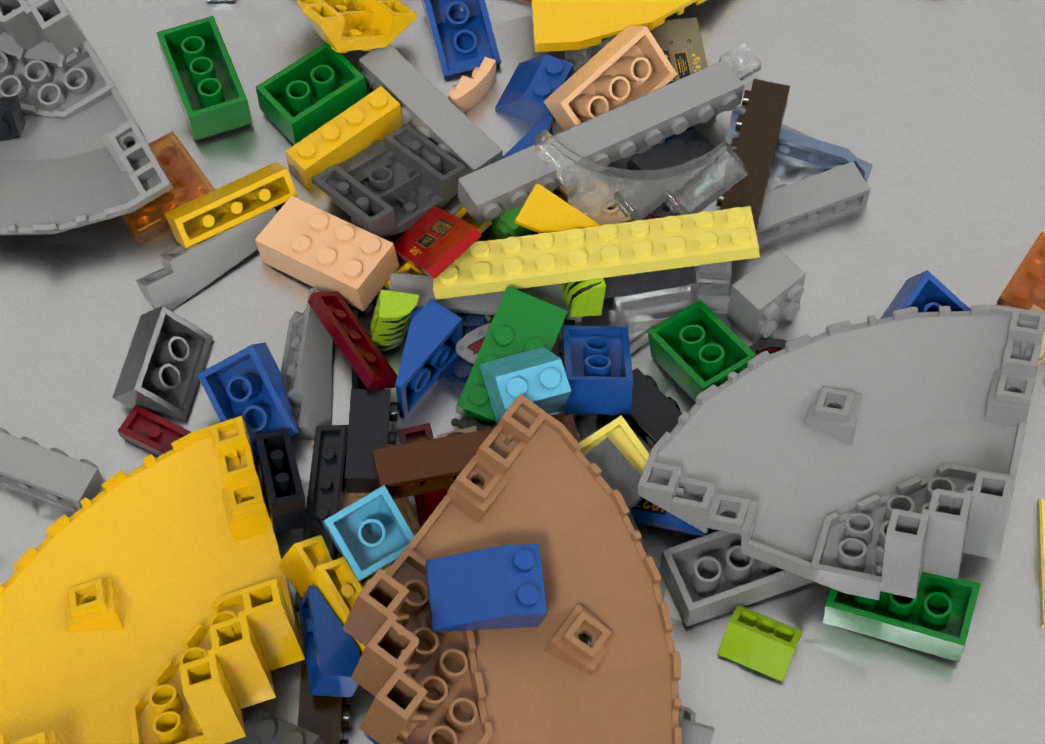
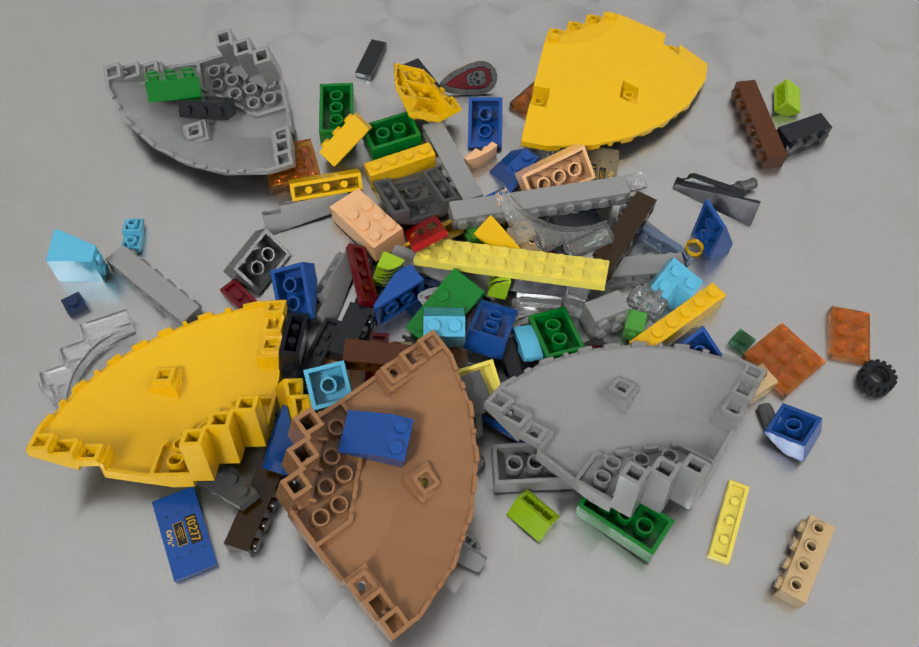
camera: 15 degrees right, 0 degrees up
(238, 117) = (344, 138): none -> yellow brick
(664, 375) = (528, 343): none -> medium azure slope
(818, 300) = (634, 324): none -> bright green brick
(825, 257) = (646, 301): none -> clear gear
(859, 216) = (675, 282): none -> medium azure slope
(868, 136) = (697, 242): none -> yellow axle
(880, 53) = (723, 197): none -> black wedge
(889, 265) = (683, 317): none -> yellow brick
(890, 115) = (712, 232): none -> blue slope
(910, 27) = (747, 184): none -> dark grey pin
(989, 279) = (741, 341): none -> clear green plate

